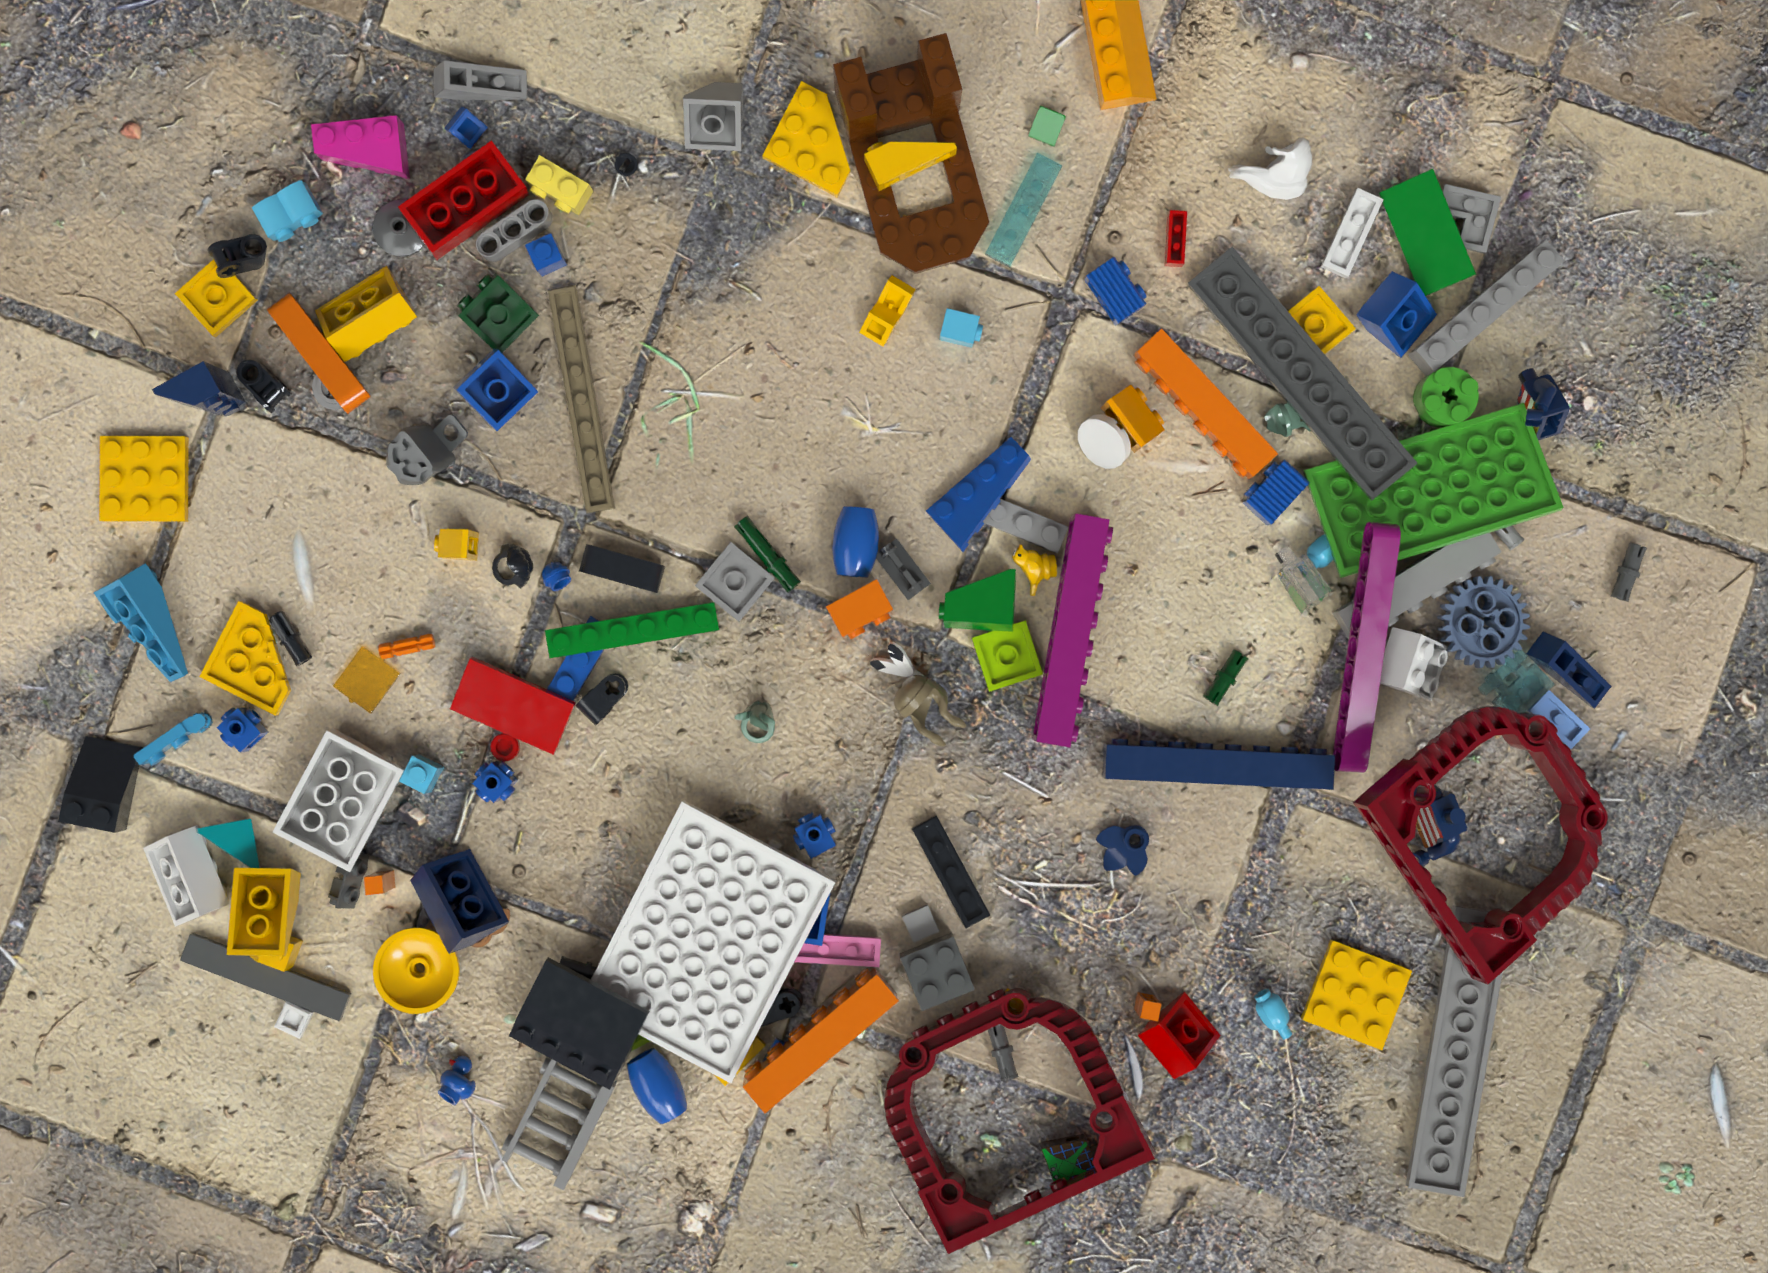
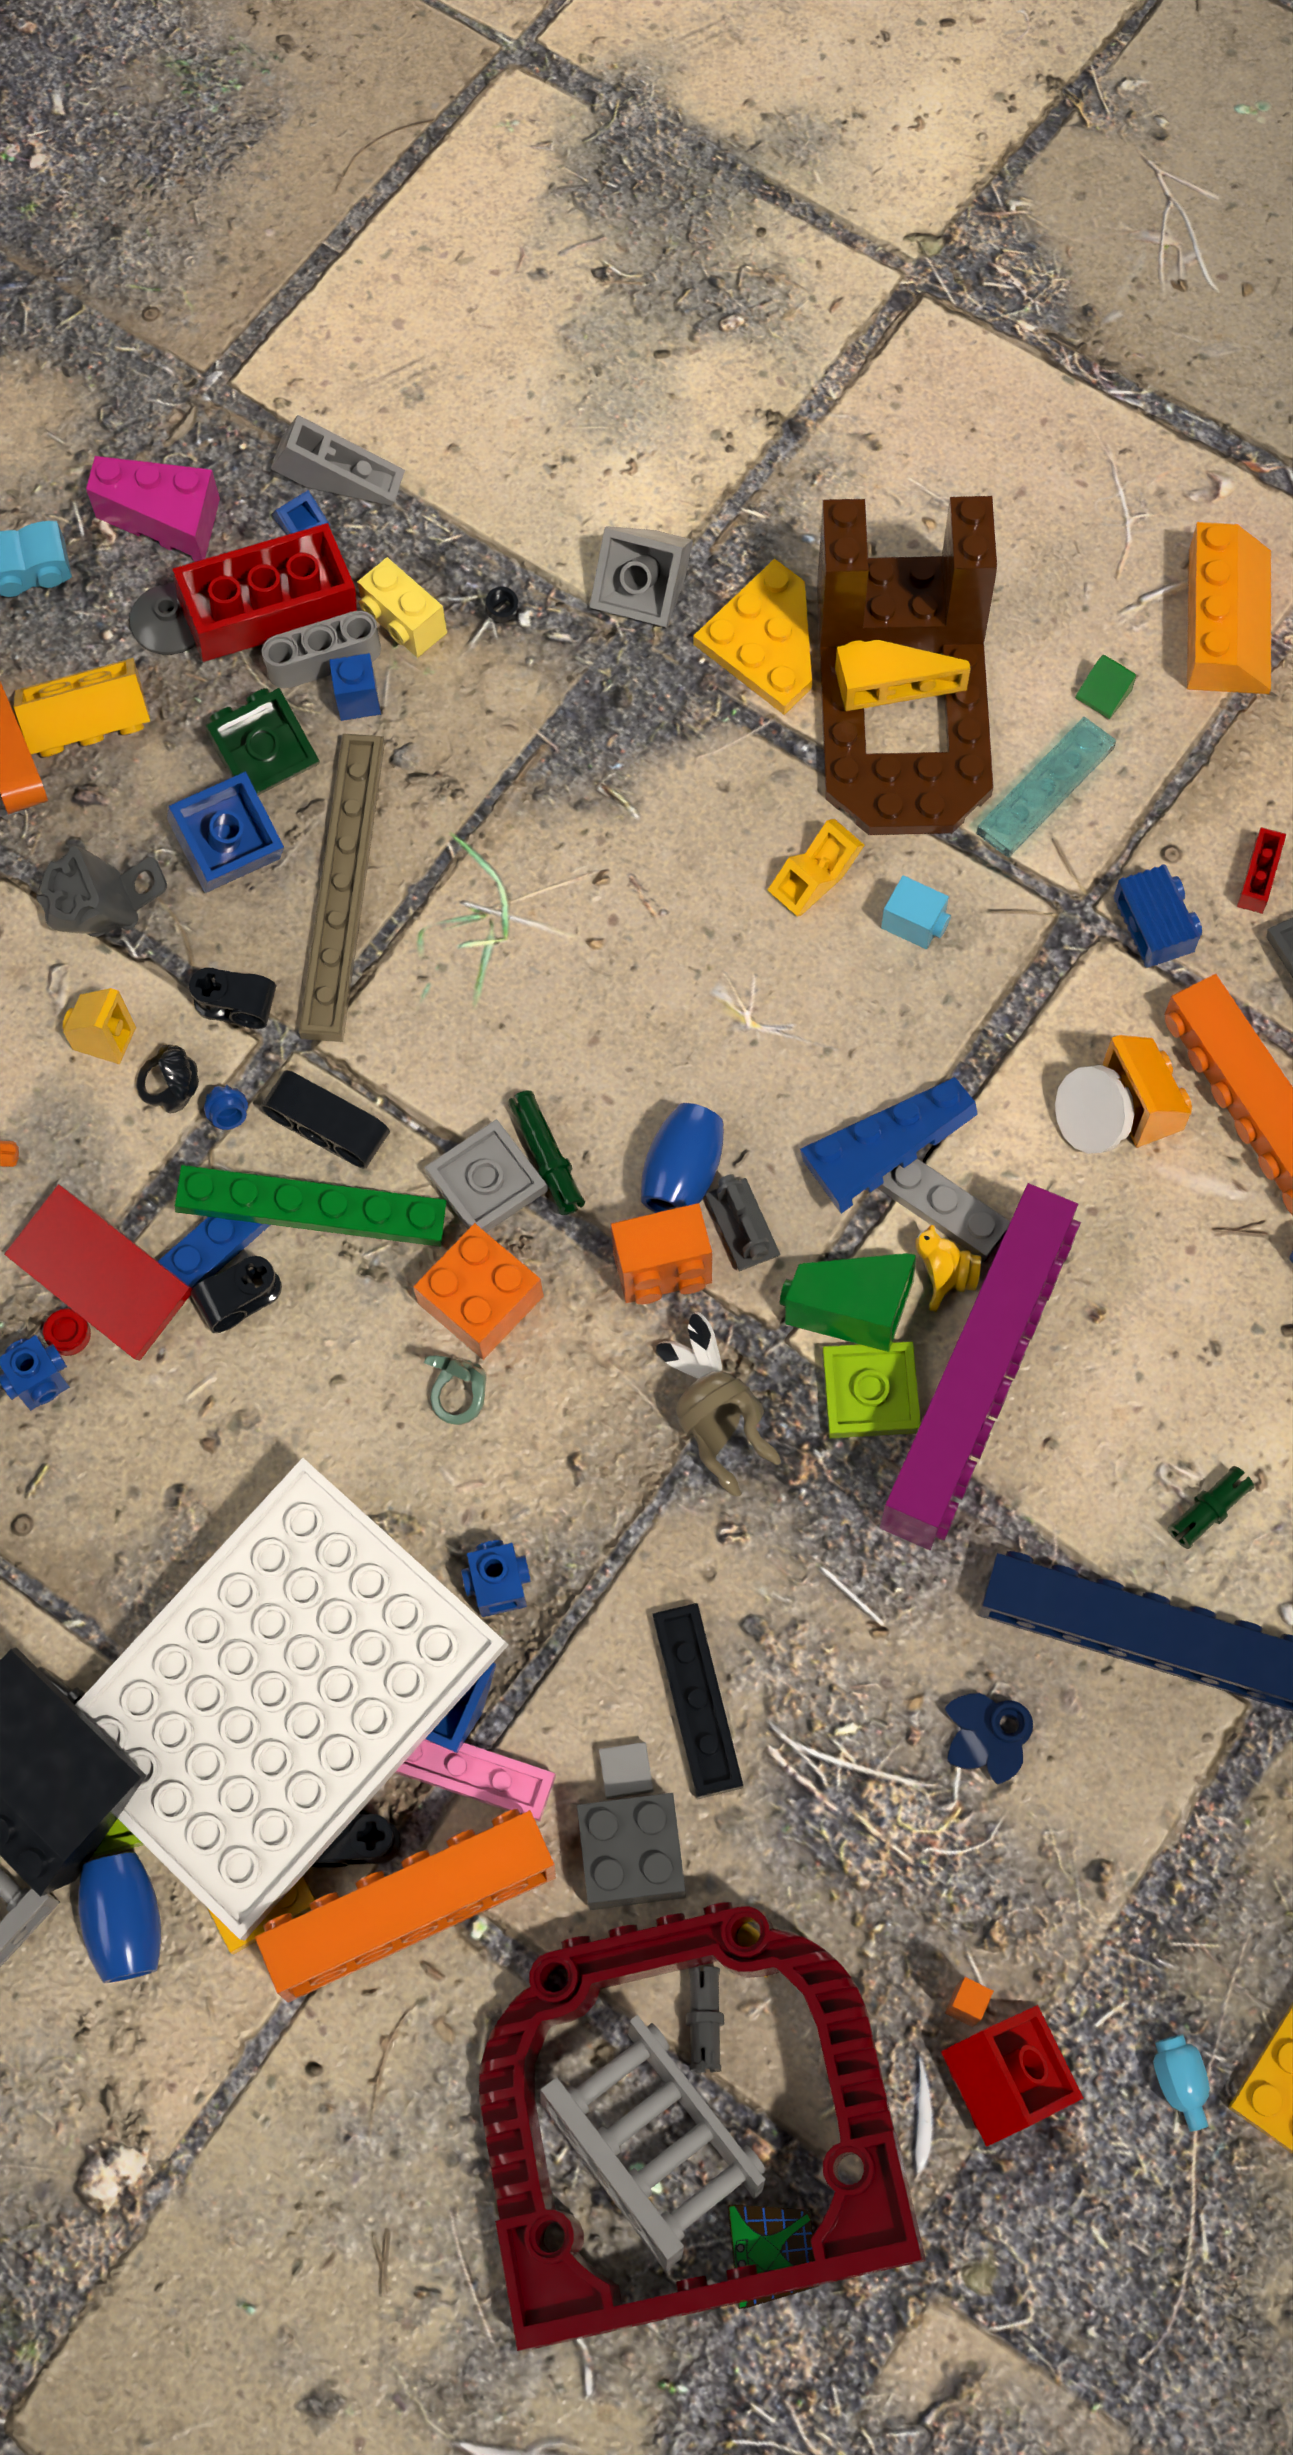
camera: 20 degrees right, 20 degrees down
(542, 500) = (233, 997): none -> black piece
(752, 658) = (478, 1291): none -> orange brick
(967, 1142) = (632, 2188): none -> light grey fence

